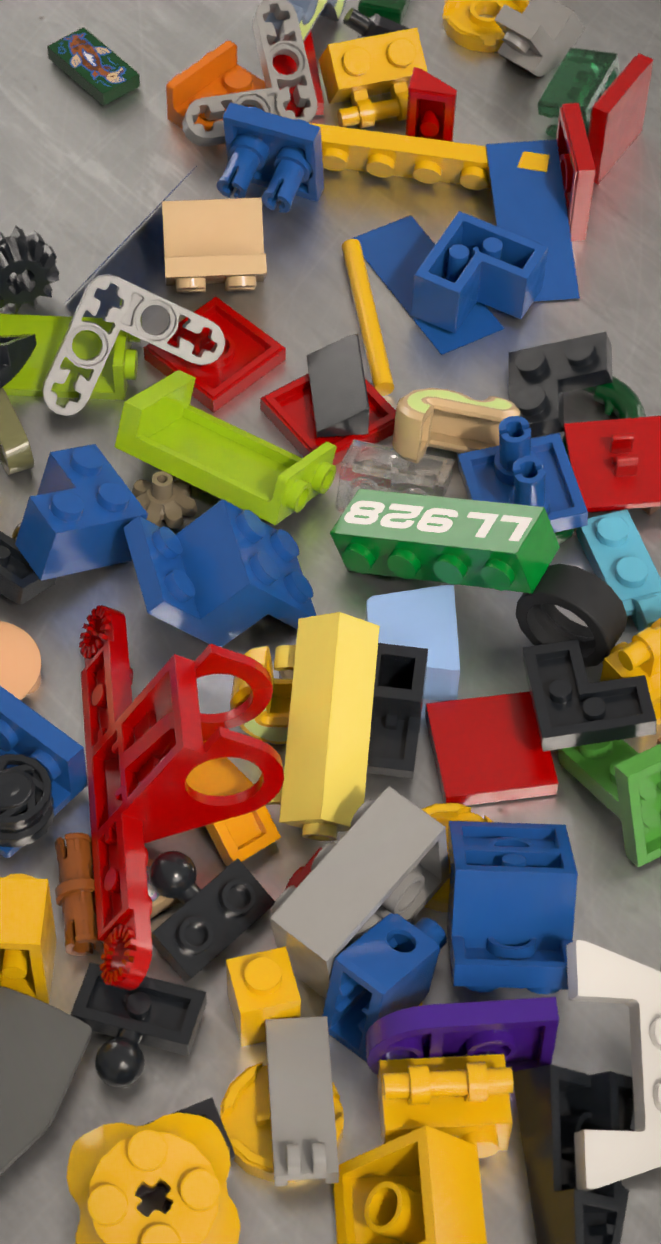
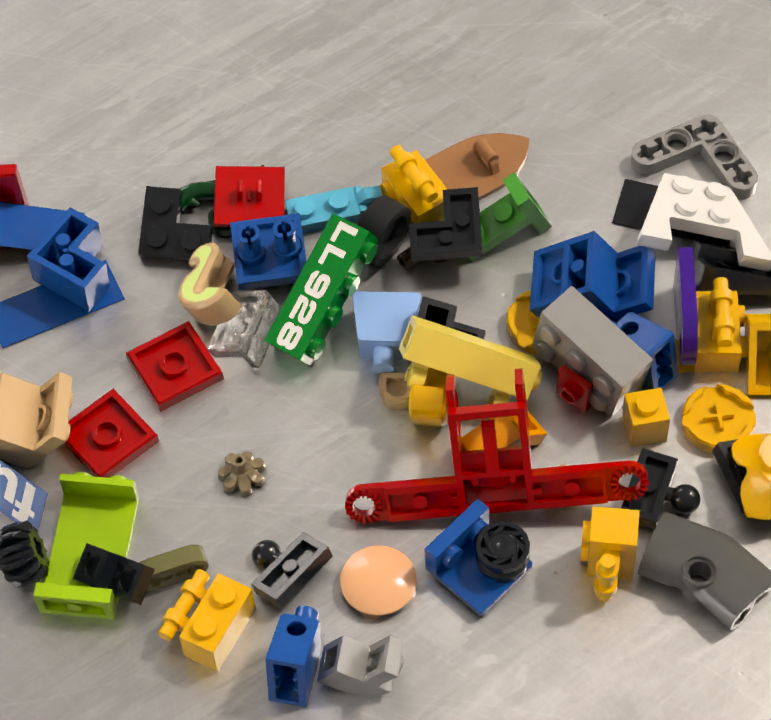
camera: 80 degrees left, 5 degrees up
(77, 515) = (265, 506): blue brick -> none
(77, 894) = (559, 521): dark orange pin -> none
(126, 319) = (138, 524): light grey beam -> none
(209, 915) = (578, 444): black plate -> none
(218, 456) = (219, 423): lime panel -> none
(219, 573) = (328, 424): blue bracket -> none
(301, 1100) = (715, 400): light grey hinge -> none
(339, 389) = (165, 350): slope -> none
(367, 317) = (84, 338): yellow bar -> none
(489, 750) = (470, 286): red tile -> none

